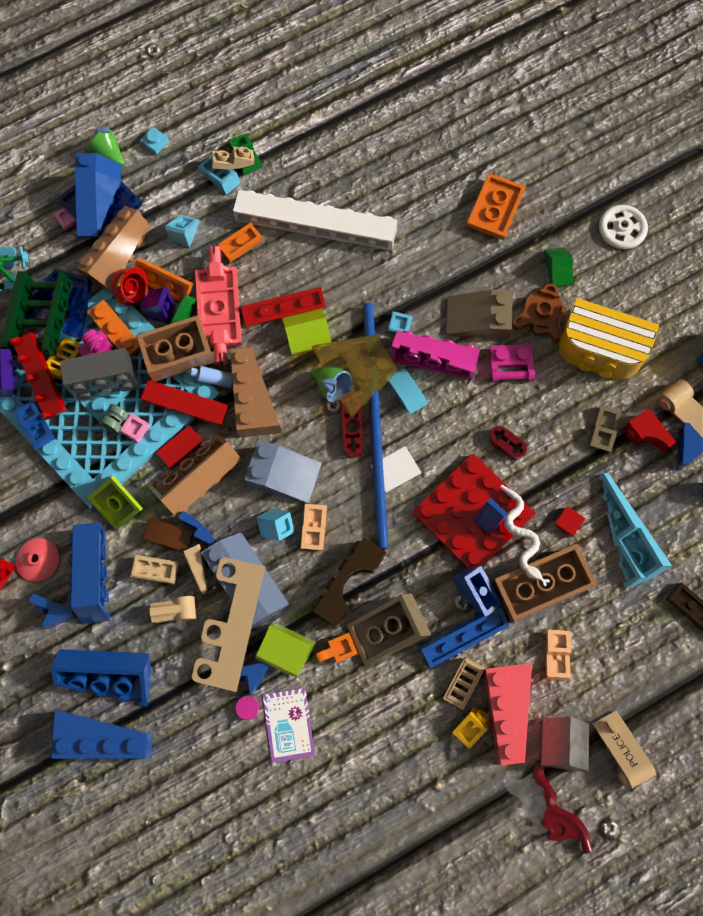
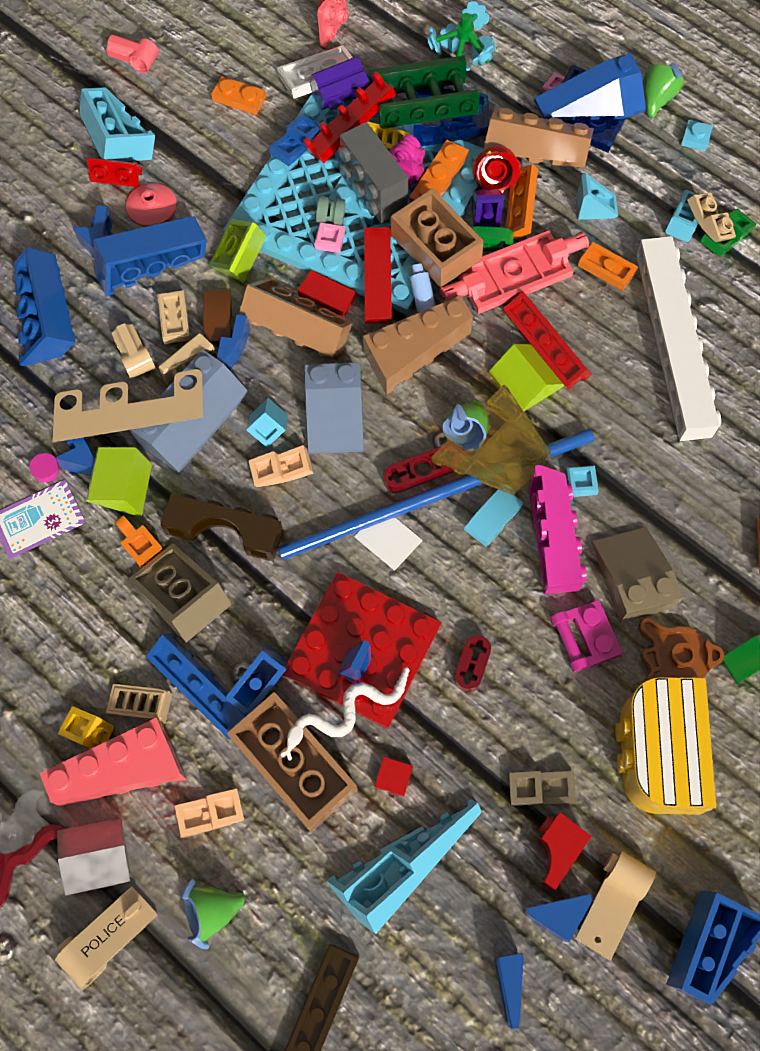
camera: 70 degrees right, 5 degrees down
(627, 673) = (208, 910): none -> bright green hat

